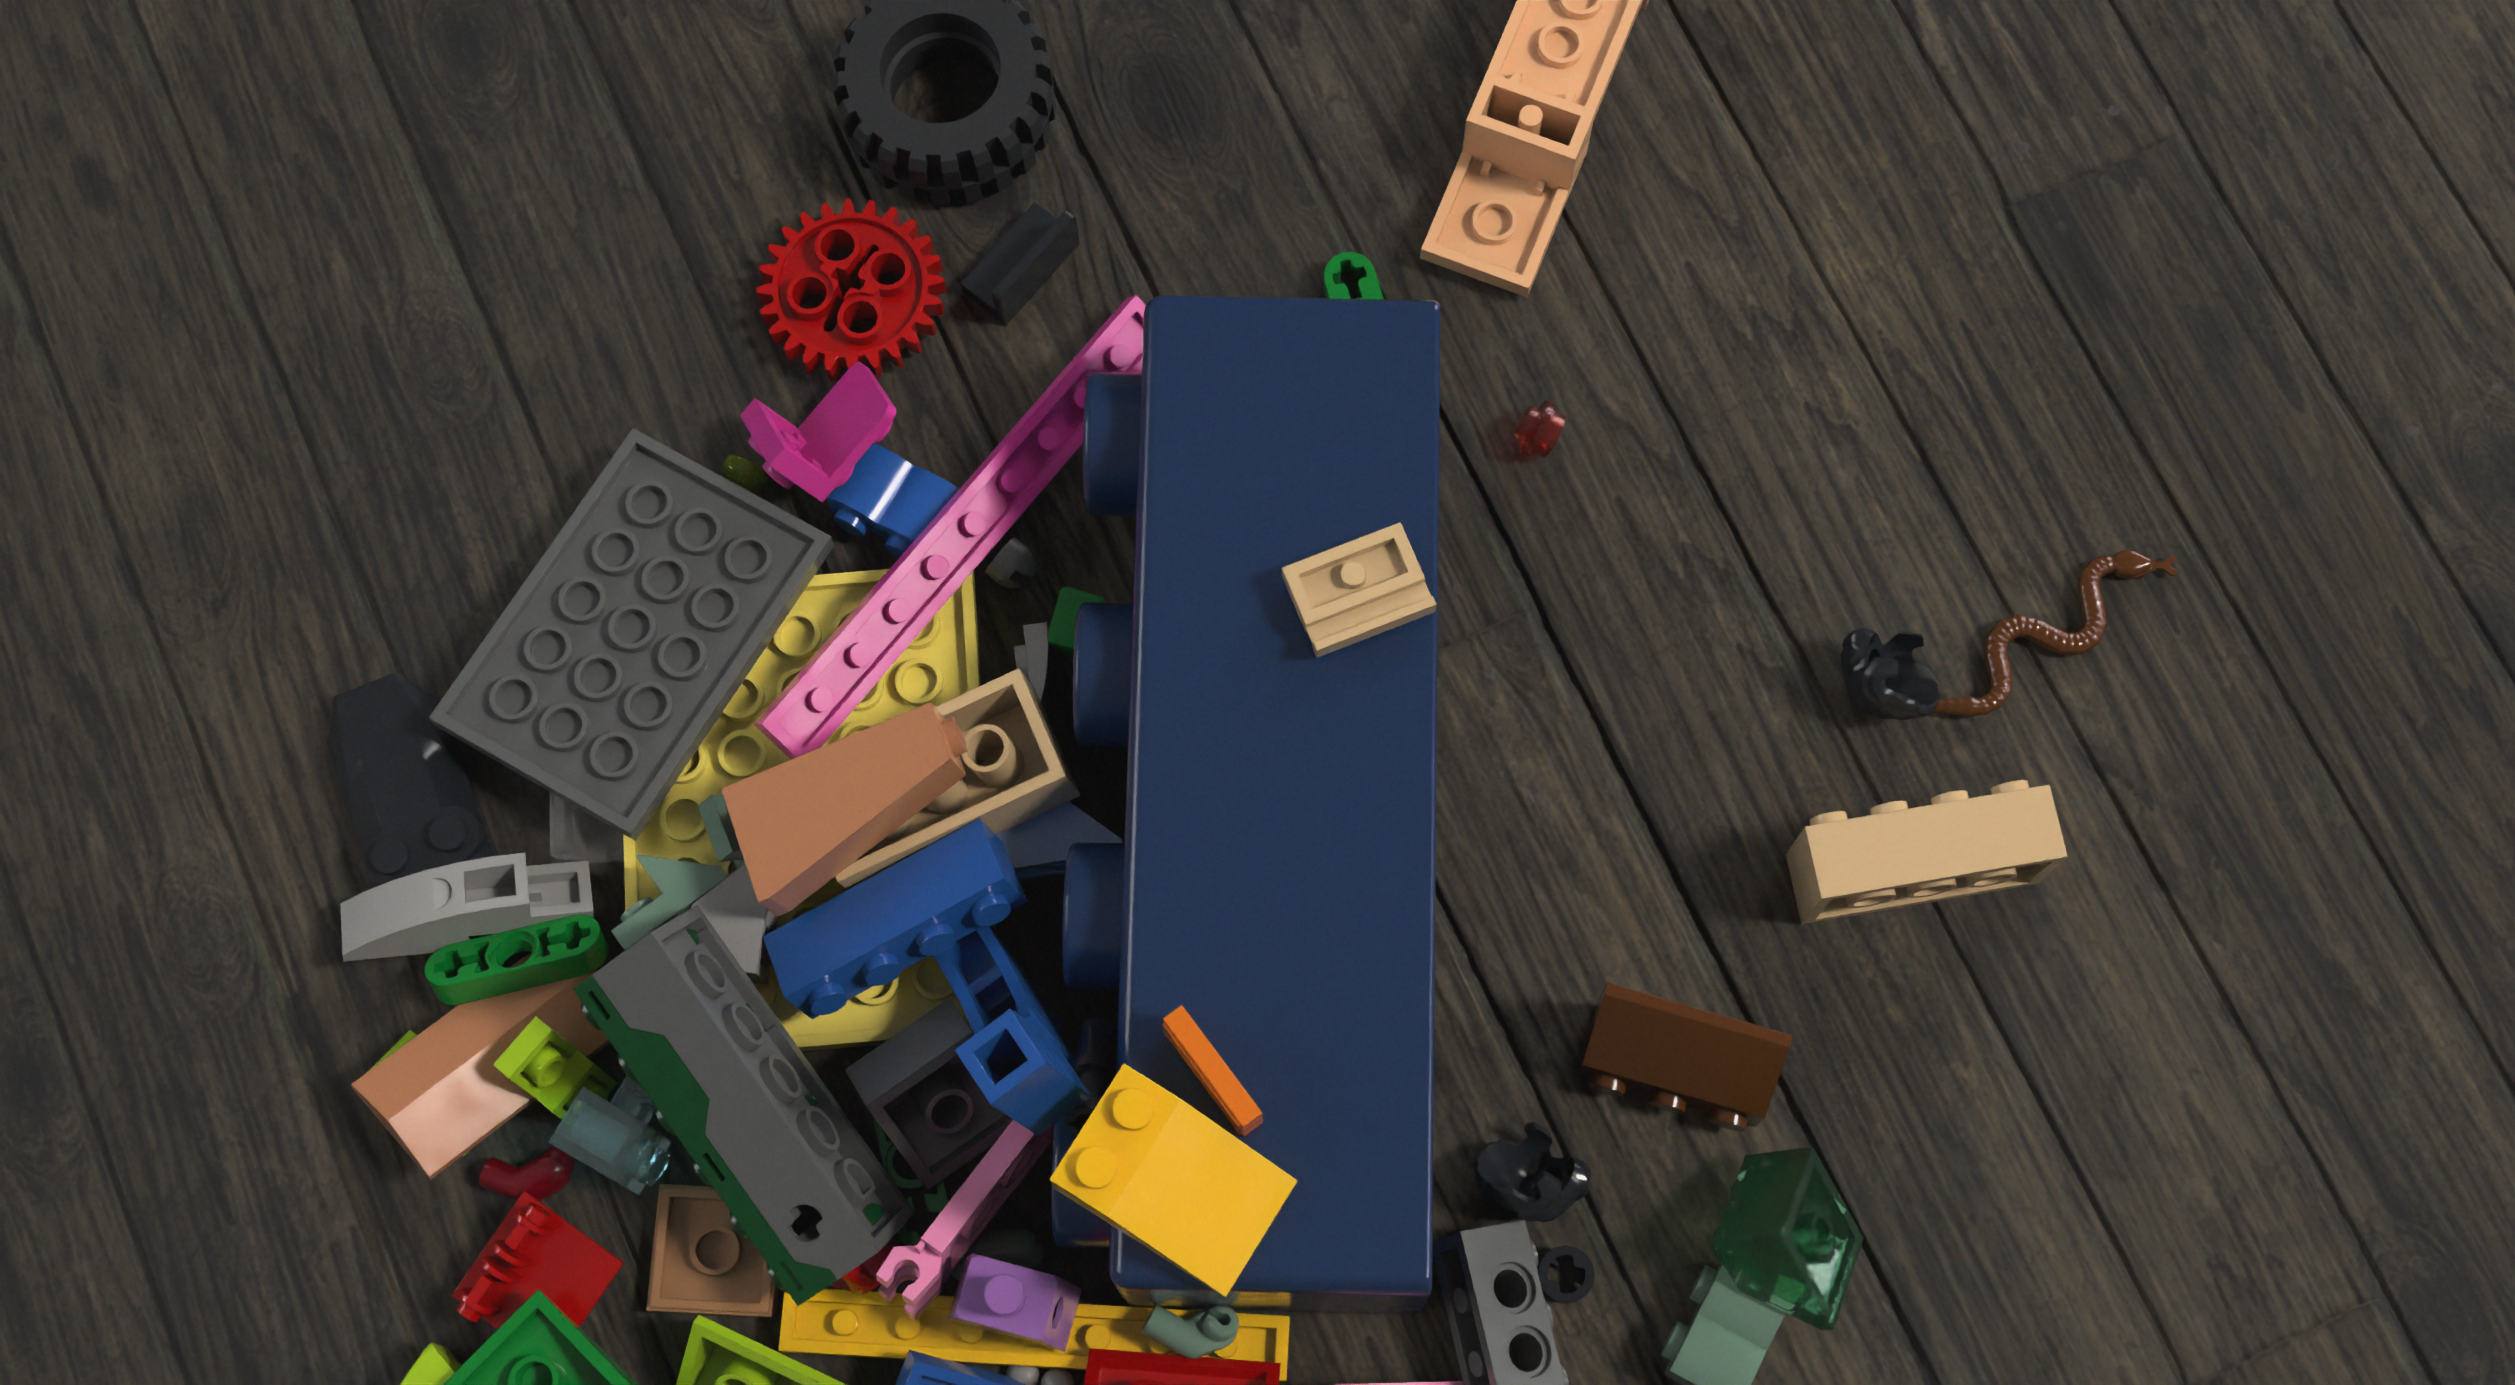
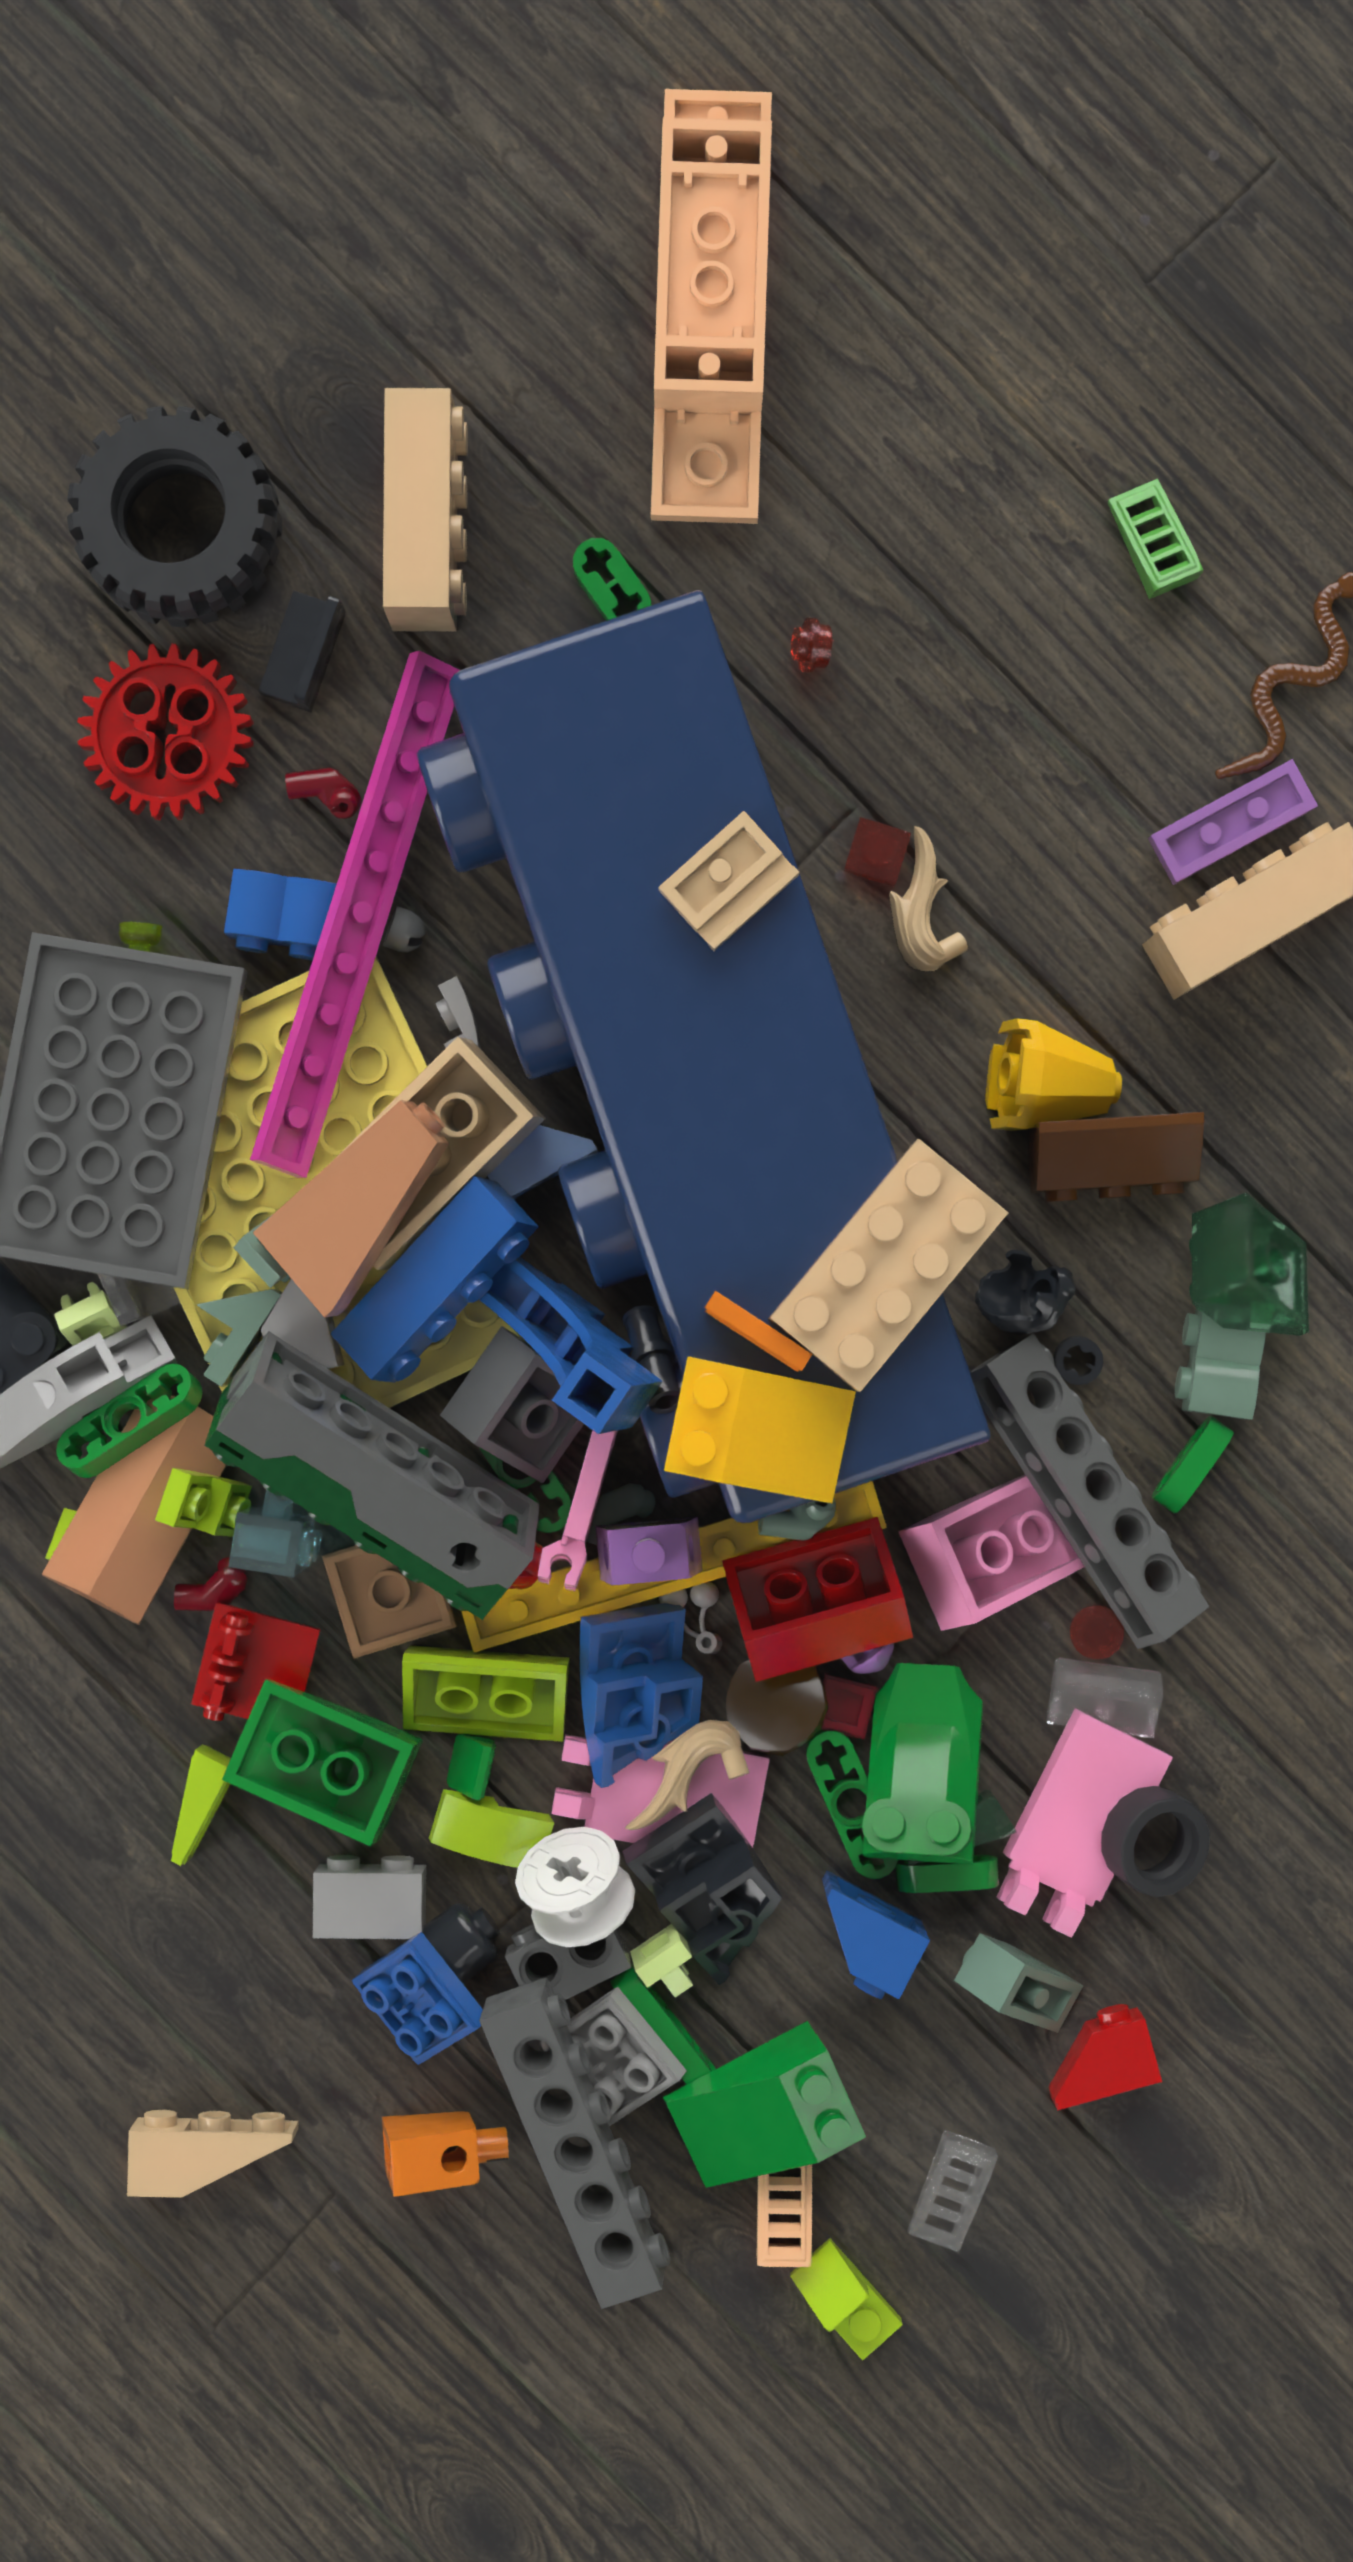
camera: 20 degrees left, 15 degrees up
(521, 835) = (87, 1316): none -> yellowish green tile
(831, 438) = (205, 881): dark pink bracket -> none
(992, 398) = (328, 787): none -> dark red arm
(1063, 623) = (474, 967): green slope -> none
(1192, 164) = (420, 509): none -> tan brick
(1381, 1049) = (888, 1265): none -> tan brick
(1535, 659) = (877, 851): none -> clear red plate
(1549, 732) = (912, 913): none -> tan piece
(1635, 945) = (1046, 1078): none -> yellow cone
(1887, 677) = (1181, 763): black hair -> none
(1925, 758) = (1232, 822): none -> medium lavender plate
(1934, 491) = (1152, 580): none -> bright green slope

